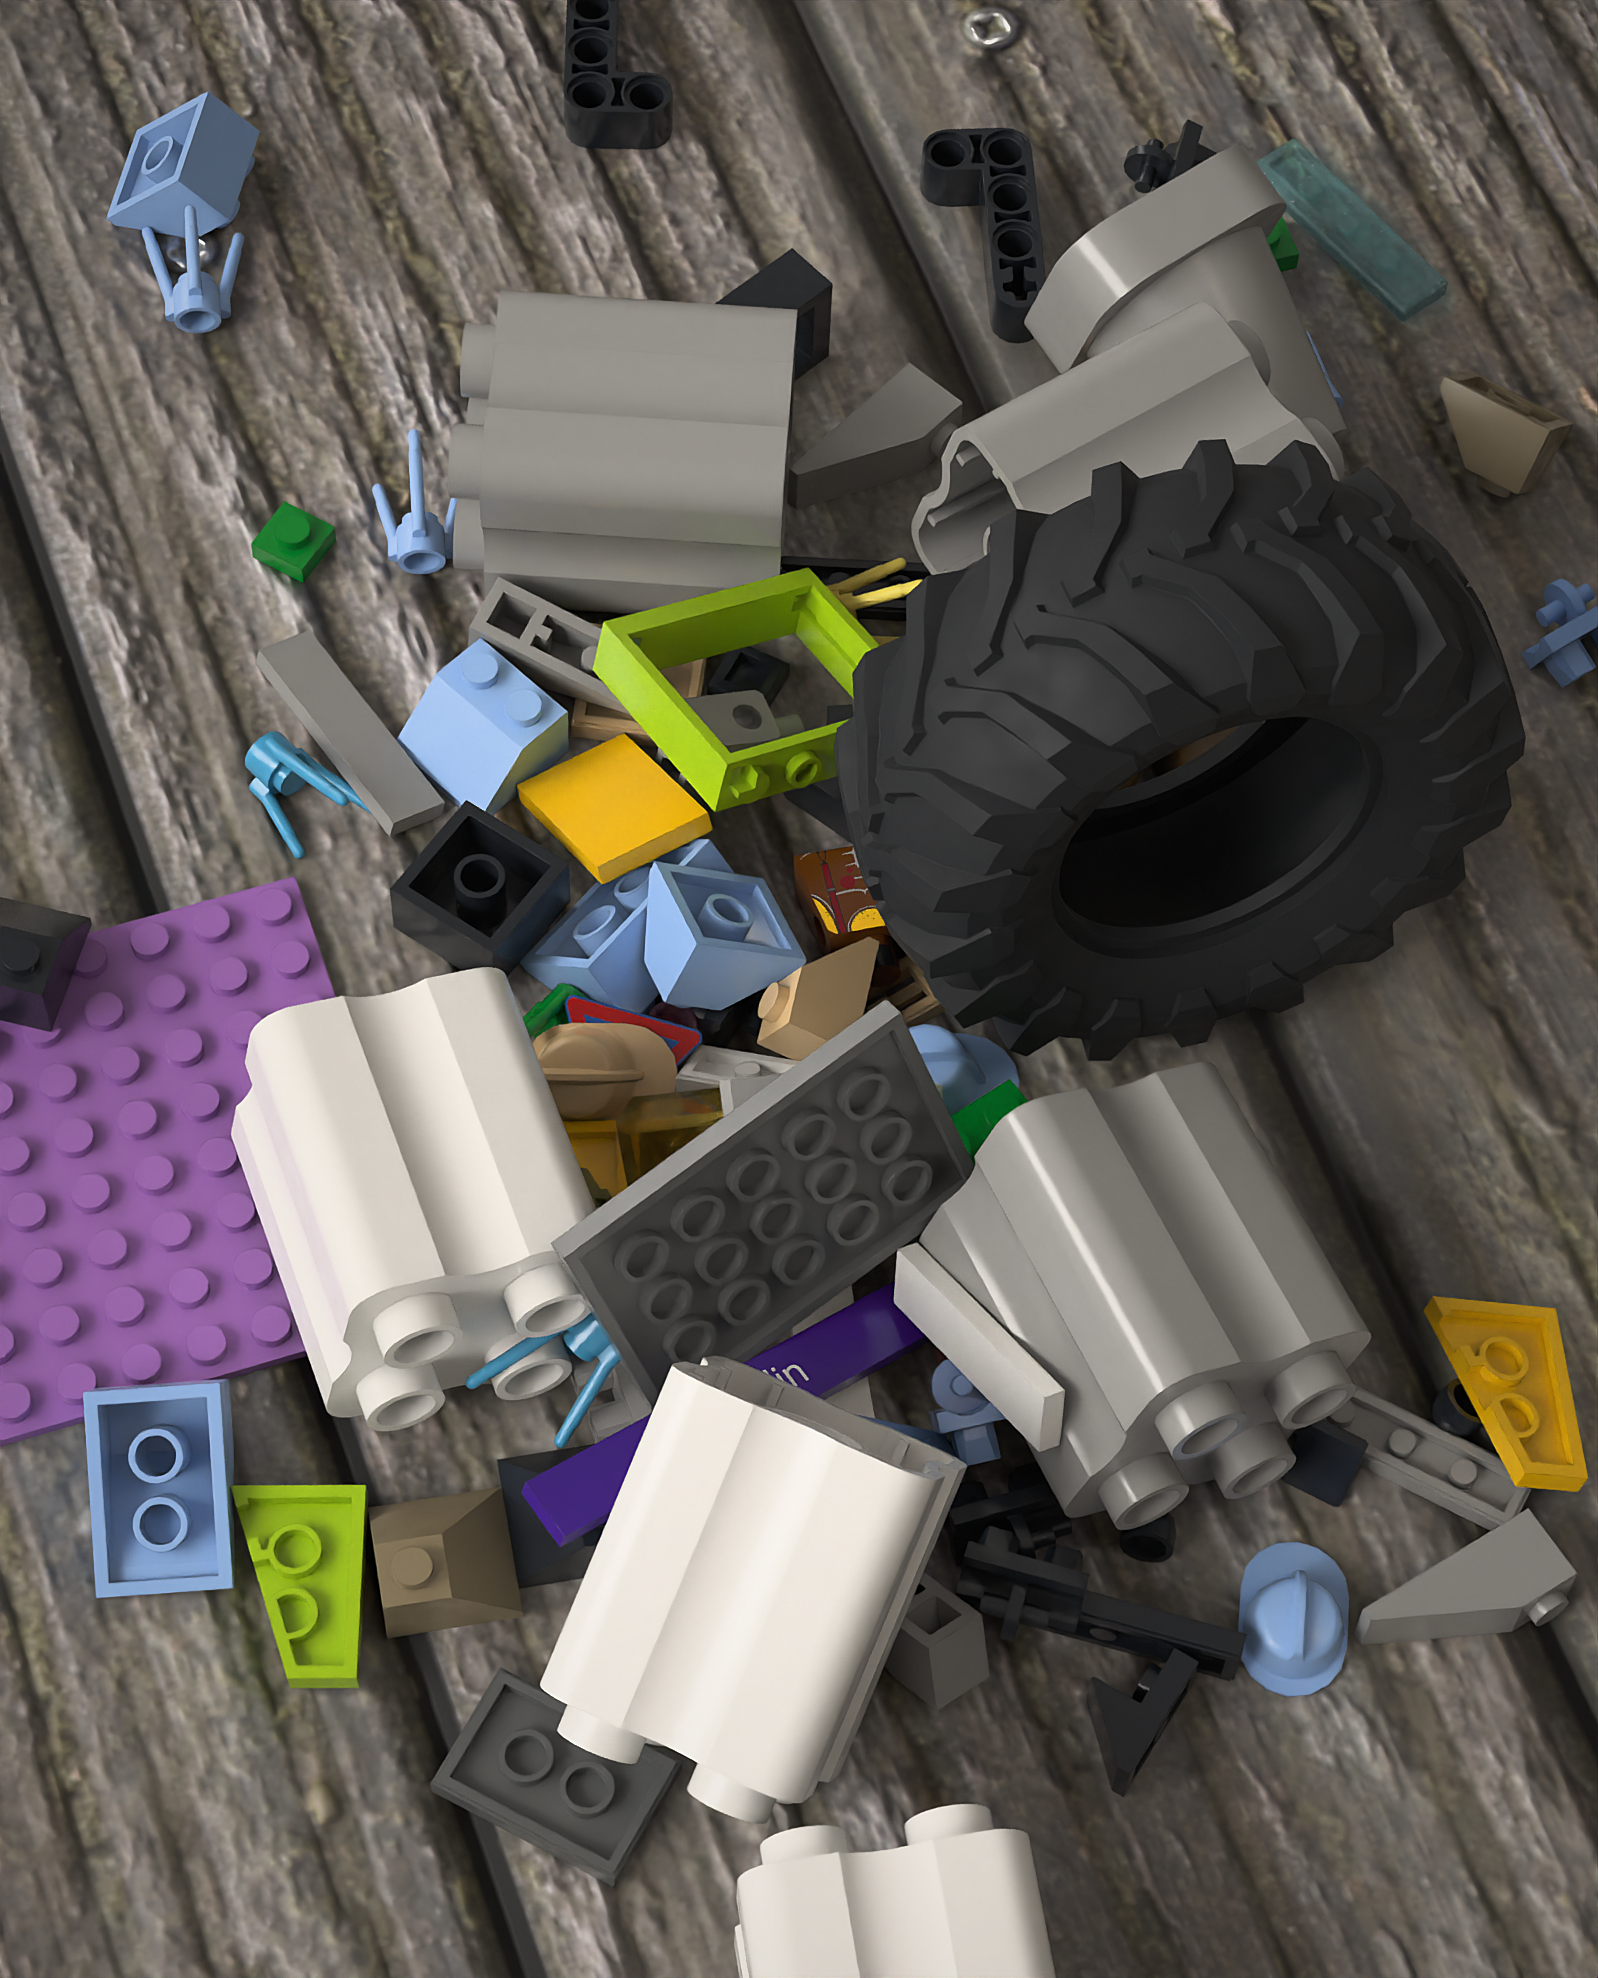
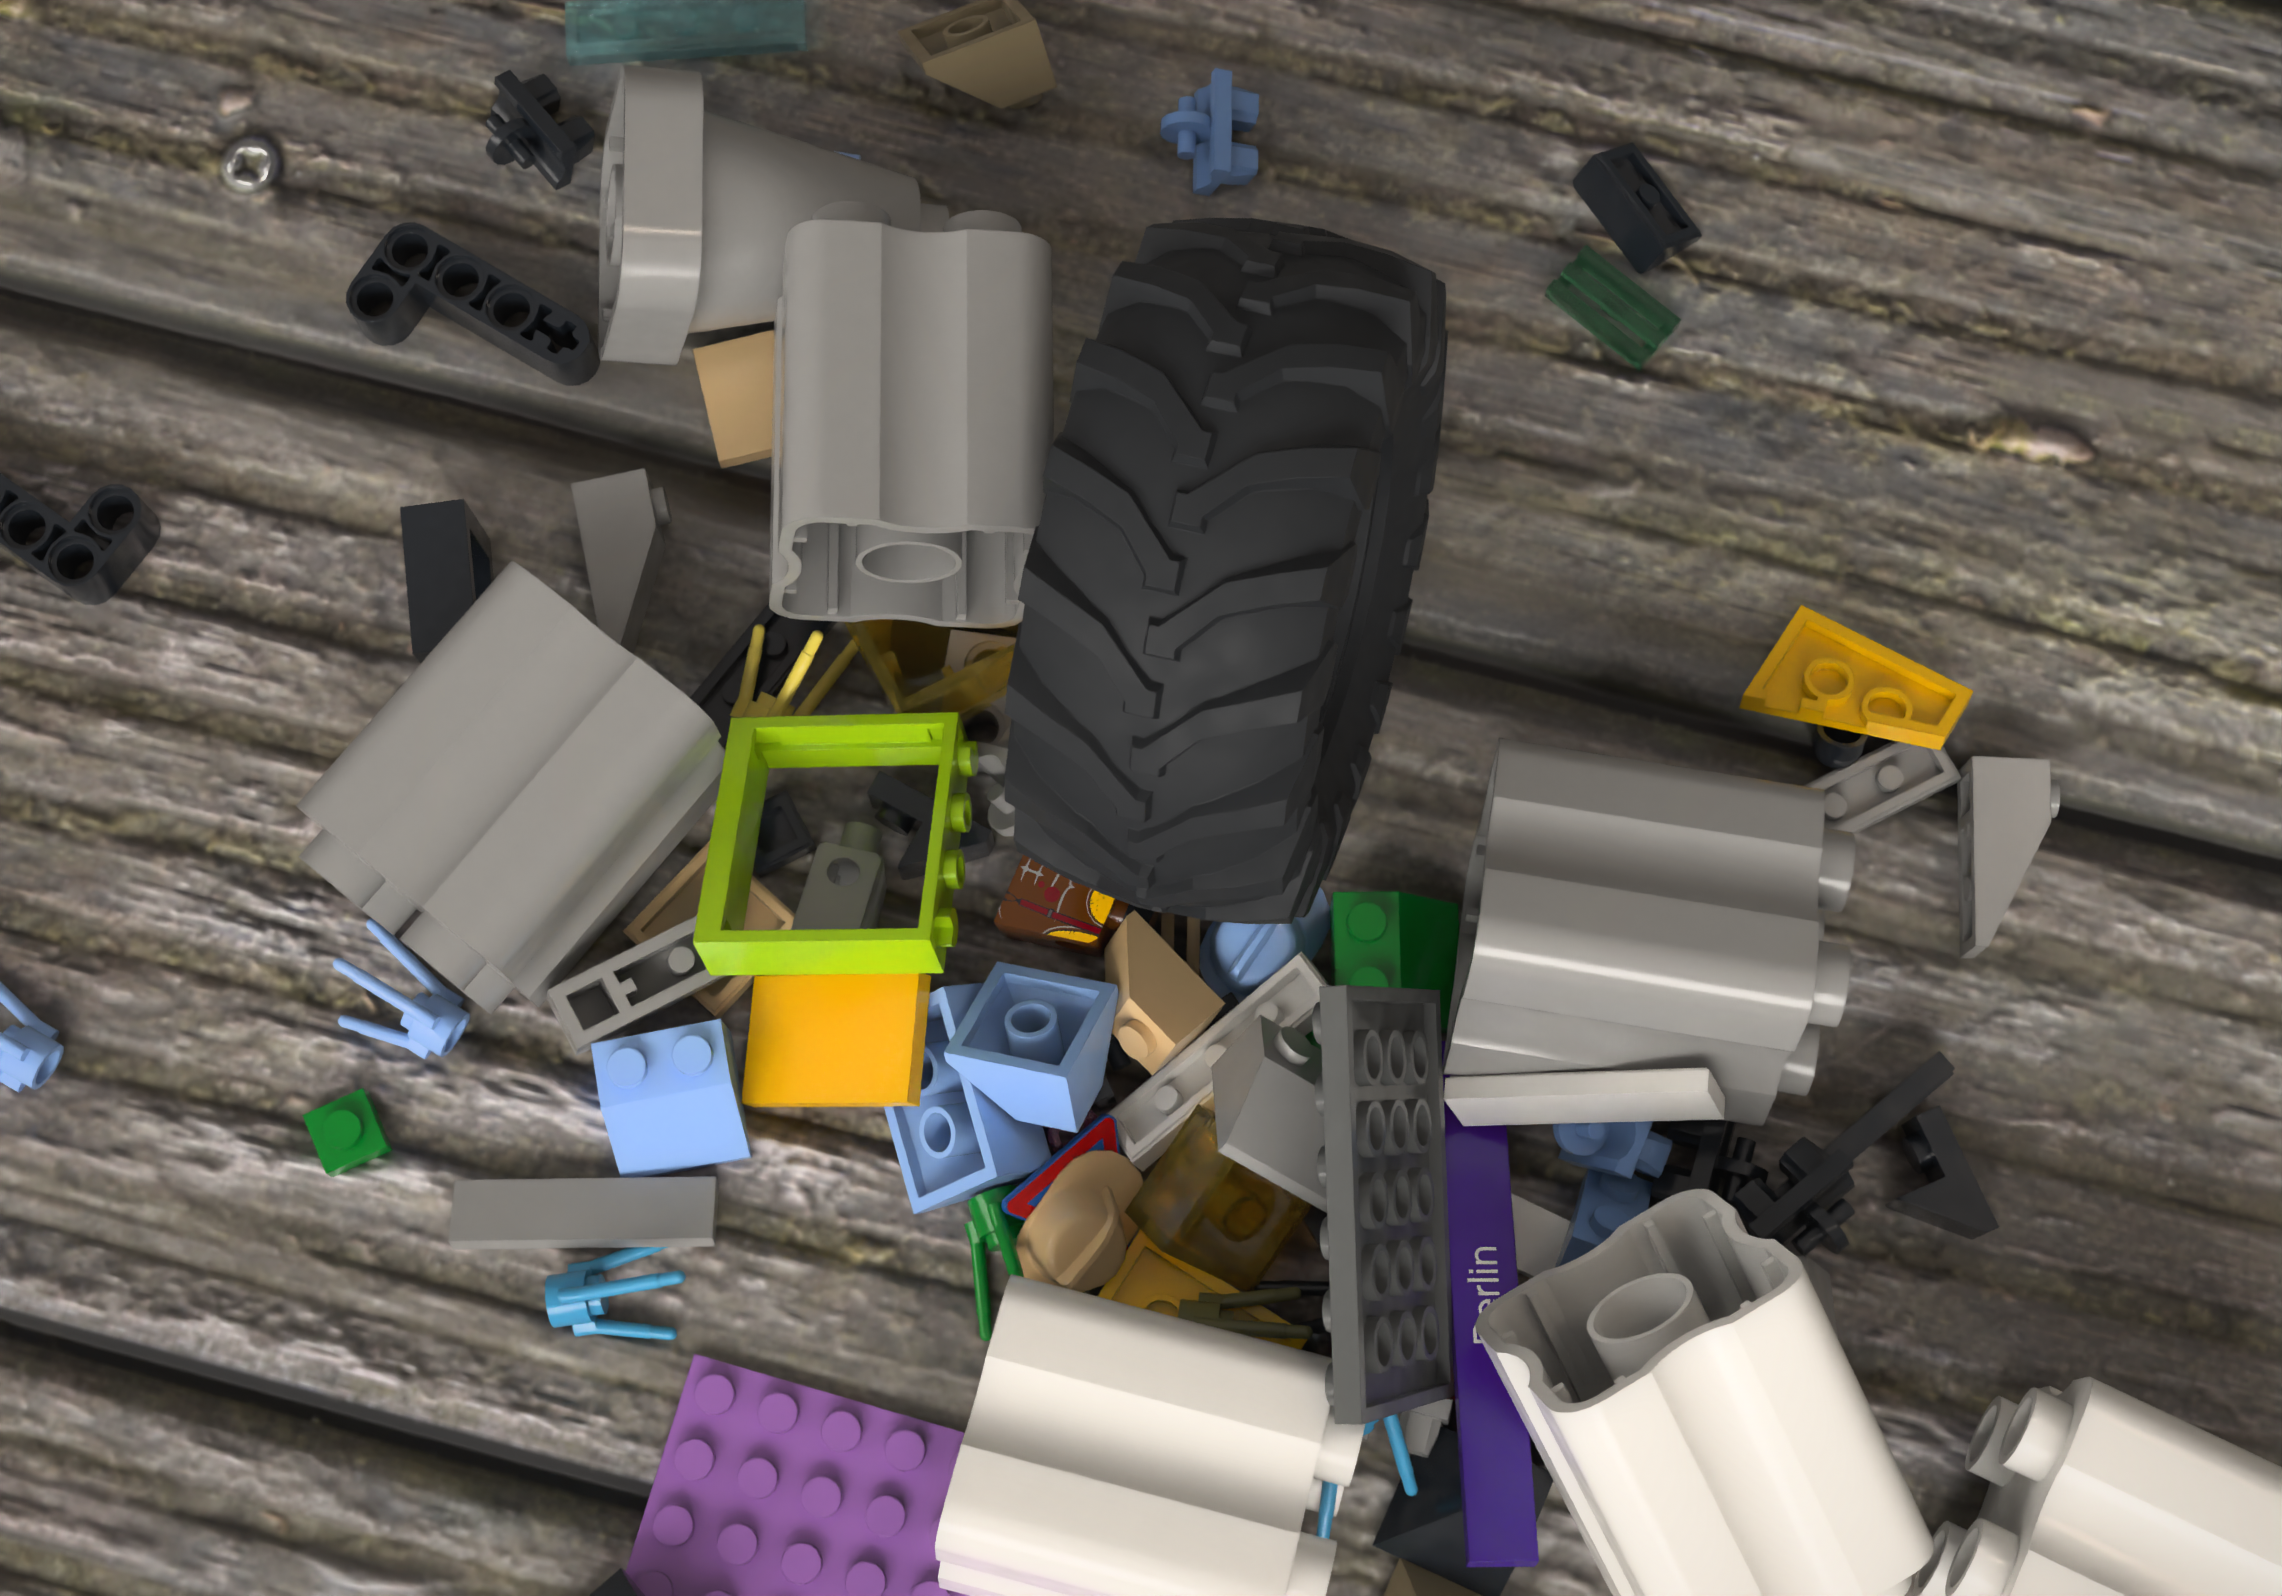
camera: 50 degrees left, 15 degrees up
(480, 892) = (840, 1211): black brick -> none
(1293, 1618) = (1920, 994): light blue piece -> none

